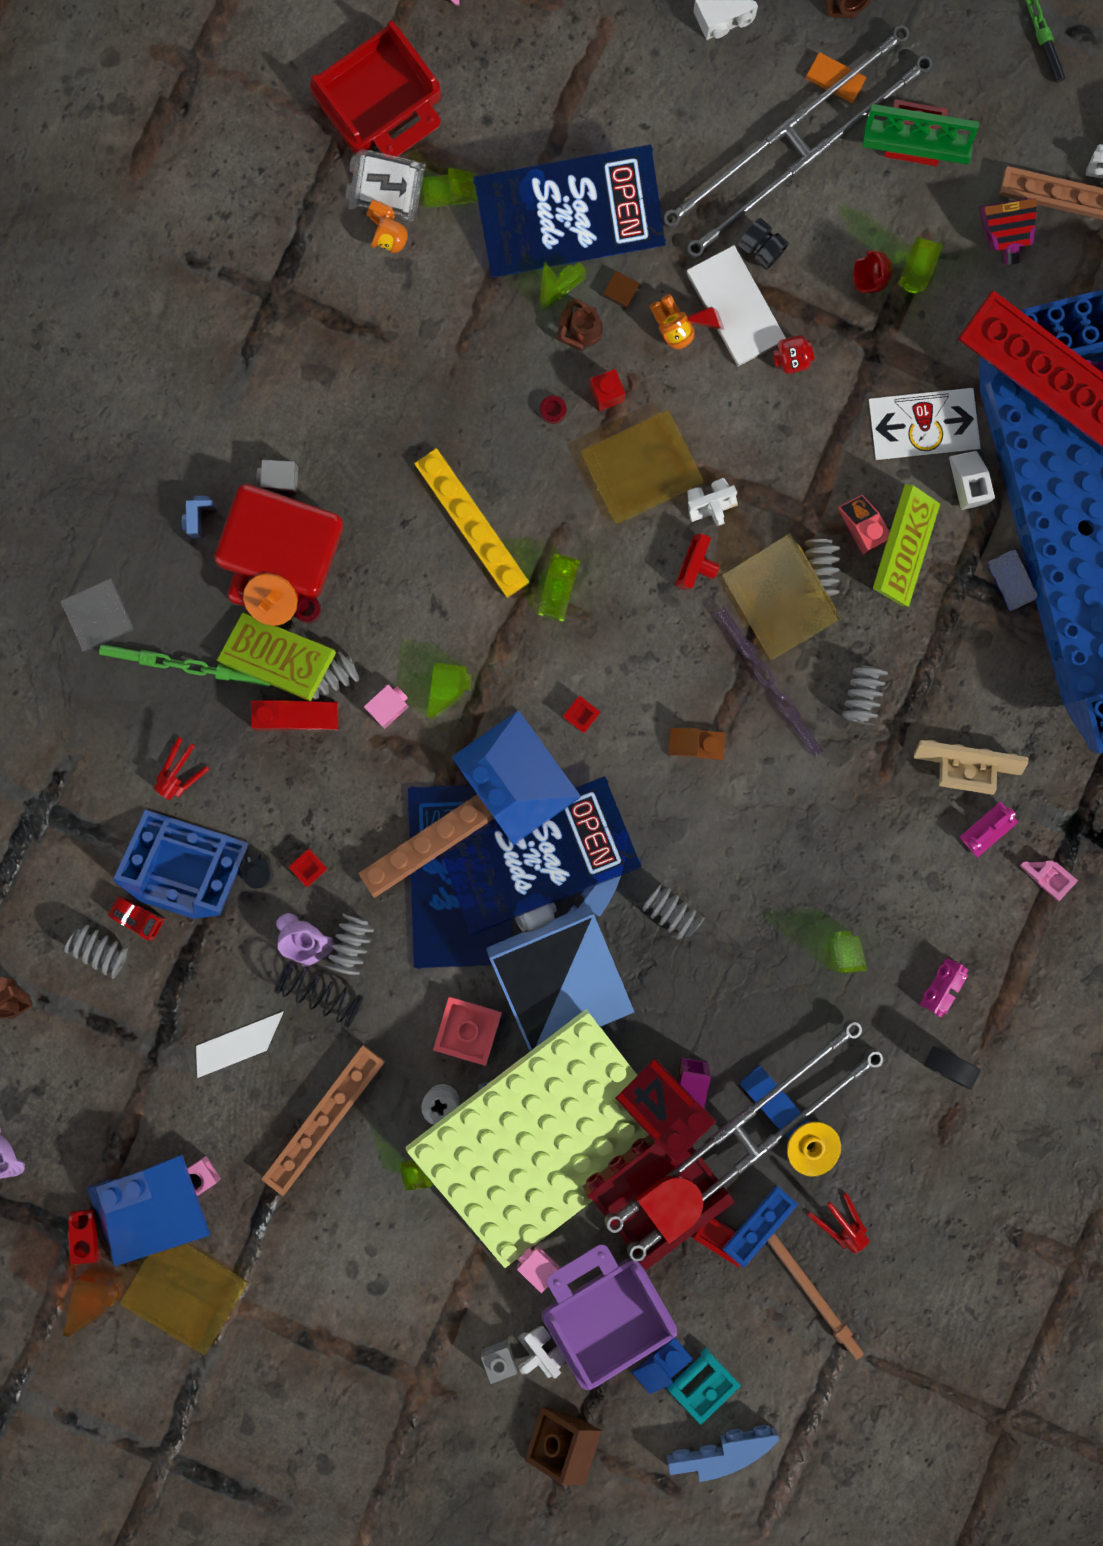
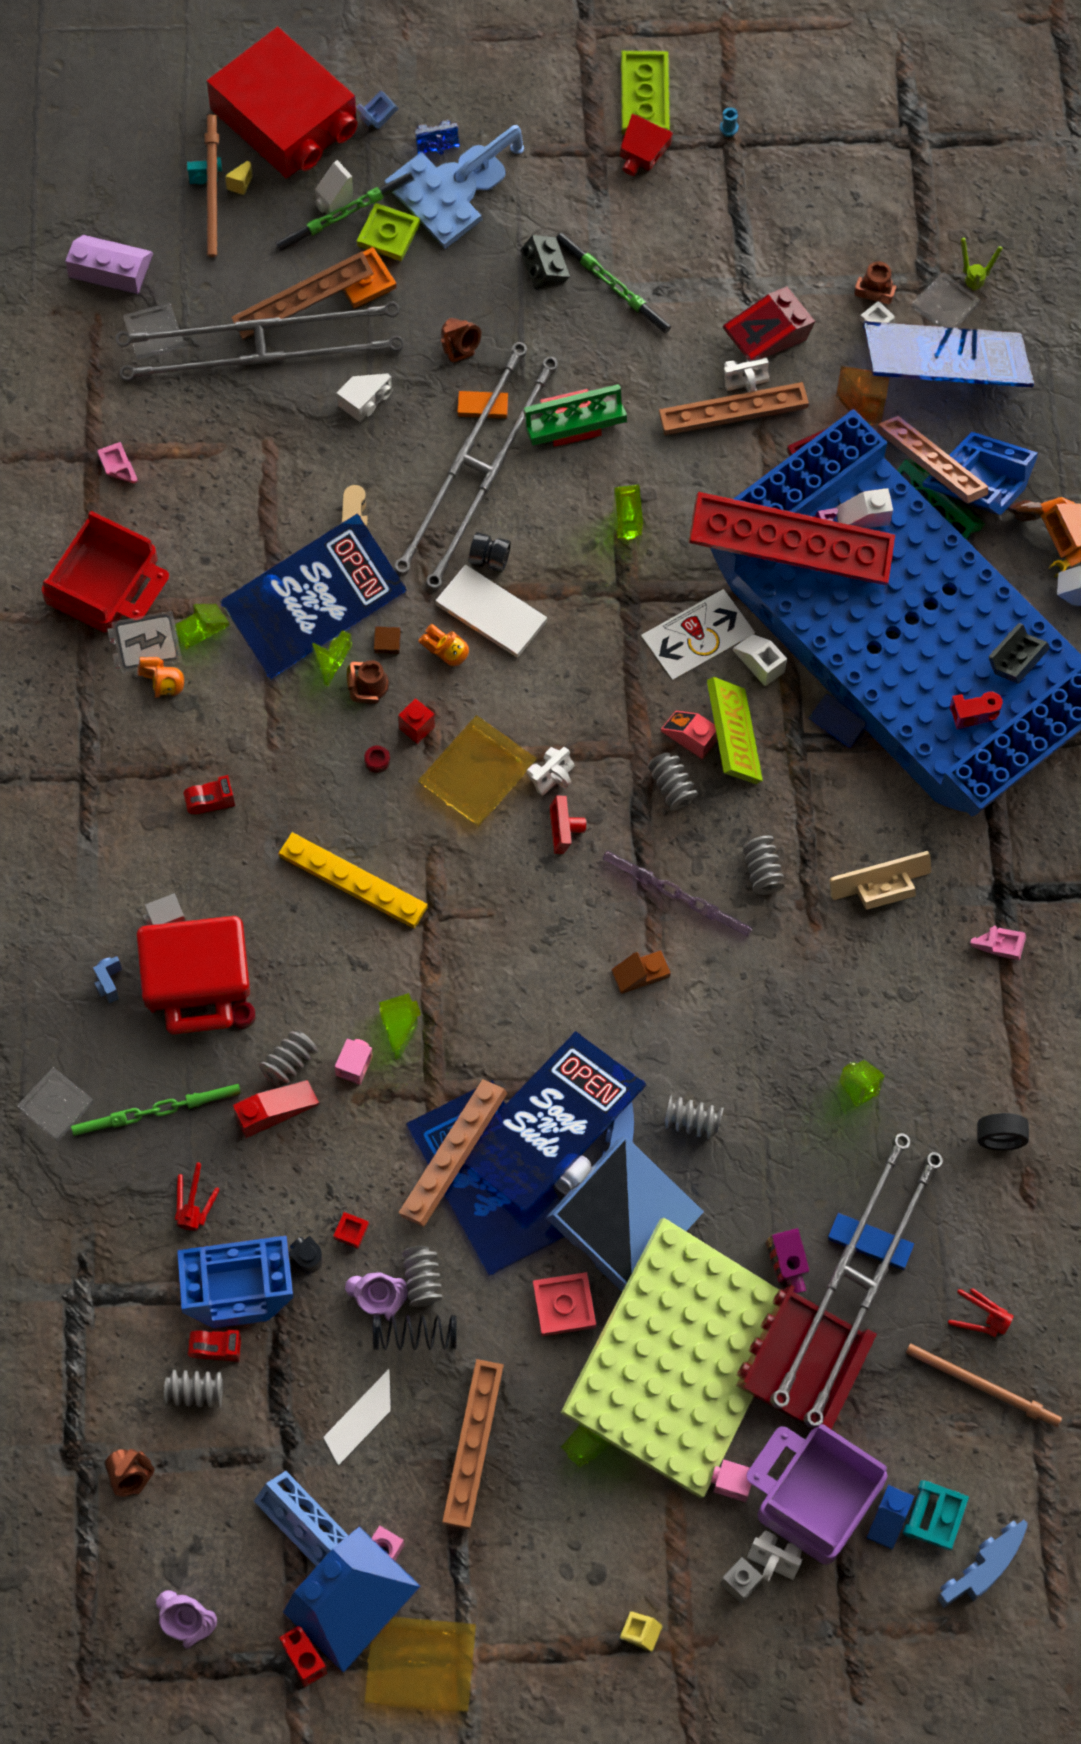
camera: 25 degrees left, 20 degrees down
(91, 1297) = (340, 1700): clear orange slope -> none
(134, 1119) = (294, 1522): none -> medium blue fence
(270, 599) = (209, 1012): orange piece -> none
(276, 656) = (236, 1059): lime tile -> none
(376, 374) = (209, 796): none -> red leg
(390, 1357) = (641, 1631): none -> light yellow slope
(446, 1095) = (568, 1370): light grey piece -> none
(516, 777) = (498, 1067): blue slope -> none
(558, 587) = (455, 896): clear neon green slope -> none
(563, 1446) = (838, 1630): reddish brown slope -> none
(581, 714) = (528, 991): red plate -> none
(655, 130) = (354, 502): none -> tan leg
(665, 1110) = (774, 1271): dark red slope -> none
(672, 1205) = (823, 1358): red tile -> none
(707, 318) = (472, 628): red slope -> none
(714, 1237) = (885, 1381): red tile -> none
(760, 1226) = (911, 1348): blue tile -> none
(781, 596) = (650, 817): clear yellow piece -> none
(793, 354) = (560, 625): red head -> none
(819, 1158) = (933, 1257): yellow dish -> none
(872, 272) = (592, 535): red hair -> none
(949, 976) = (961, 1061): dark pink hinge -> none
(989, 829) = (928, 926): dark pink hinge -> none
(1009, 226) = (686, 452): torso -> none

